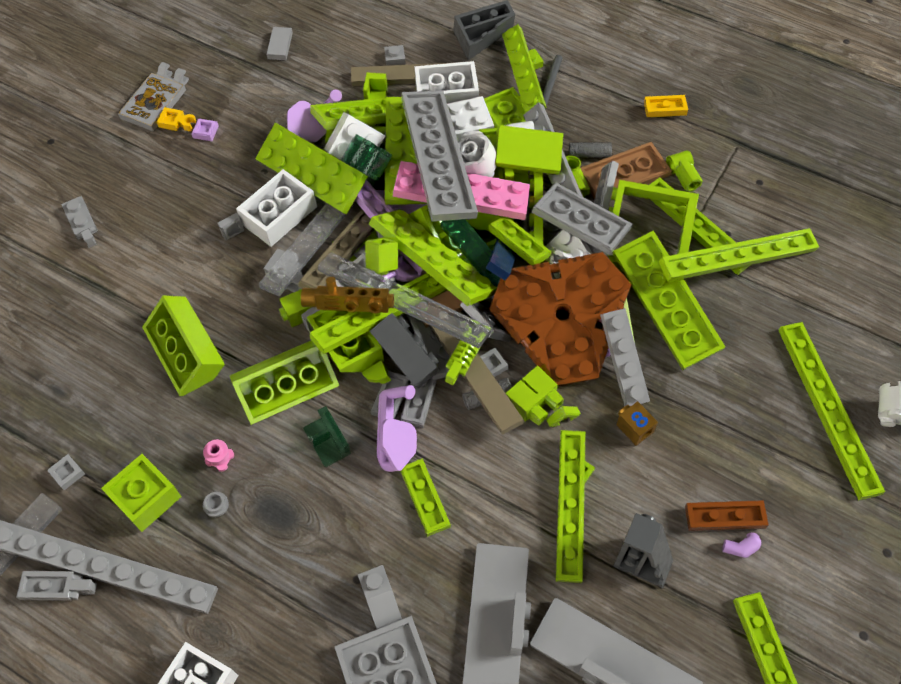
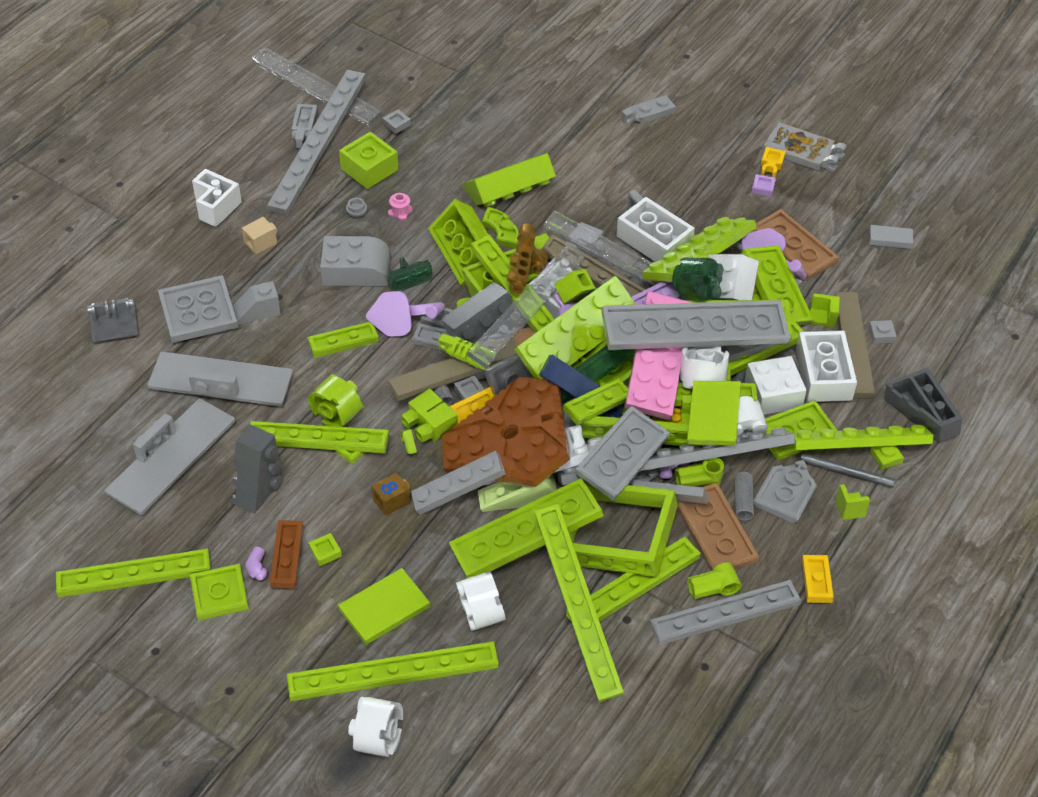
camera: 90 degrees right, 10 degrees down
(250, 351) = (502, 227): none -> lime tile
(262, 611) = (259, 235): none -> tan brick
(275, 110) = (800, 244): none -> medium nougat tile
(311, 495) = (354, 261): none -> light grey brick
(514, 356) = (470, 404): none -> yellow plate
(533, 483) = (335, 401): none -> lime brick
(578, 122) = (786, 491): none -> light grey tile
(588, 83) = (851, 504): none -> lime panel
(709, 168) = (724, 612): none -> light grey tile
(713, 479) = (325, 549): none -> lime plate
(752, 331) = (480, 601): none -> white brick
(763, 421) = (383, 606): none -> lime tile
(781, 580) = (219, 592): none -> lime tile

